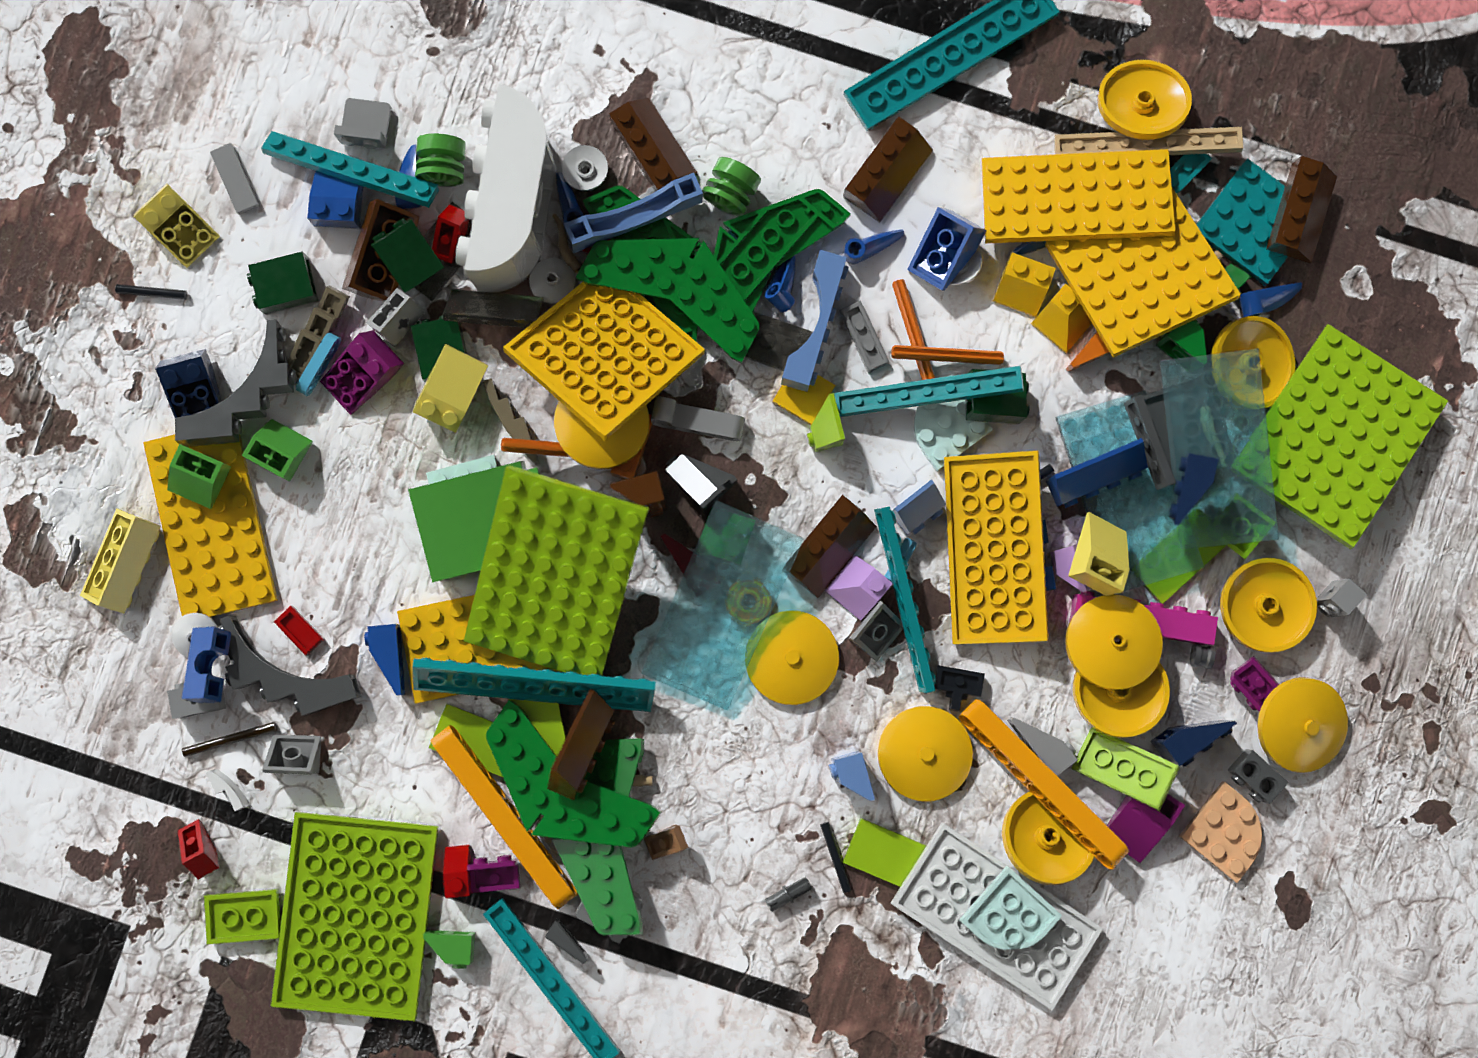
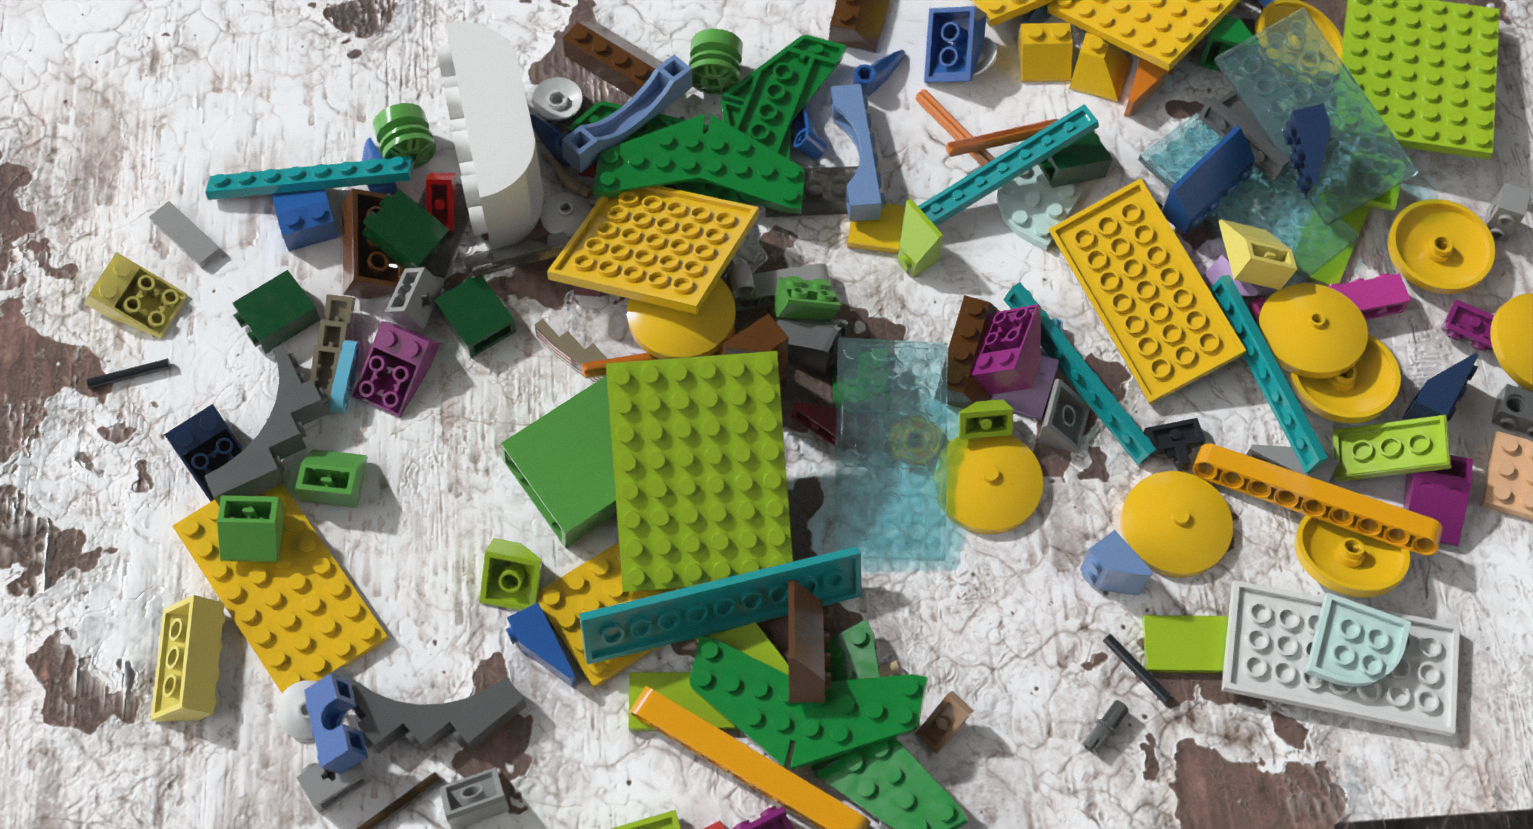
camera: 20 degrees left, 20 degrees down
(299, 630) = (426, 660): red tile -> none
(364, 123) = (308, 137): light grey bracket -> none
(384, 588) = (510, 575): none -> lime slope
(450, 388) = (502, 342): light yellow slope -> none
(710, 446) = (805, 299): none -> bright green slope
(810, 610) = (986, 419): none -> lime slope
(856, 560) = (1011, 351): none -> magenta slope
(864, 336) = (911, 154): light grey tile -> none
(919, 507) = (1050, 279): medium blue slope -> none
(1056, 665) = (1269, 376): none -> teal plate
(1202, 656) = (1404, 319): flat silver wheel -> none

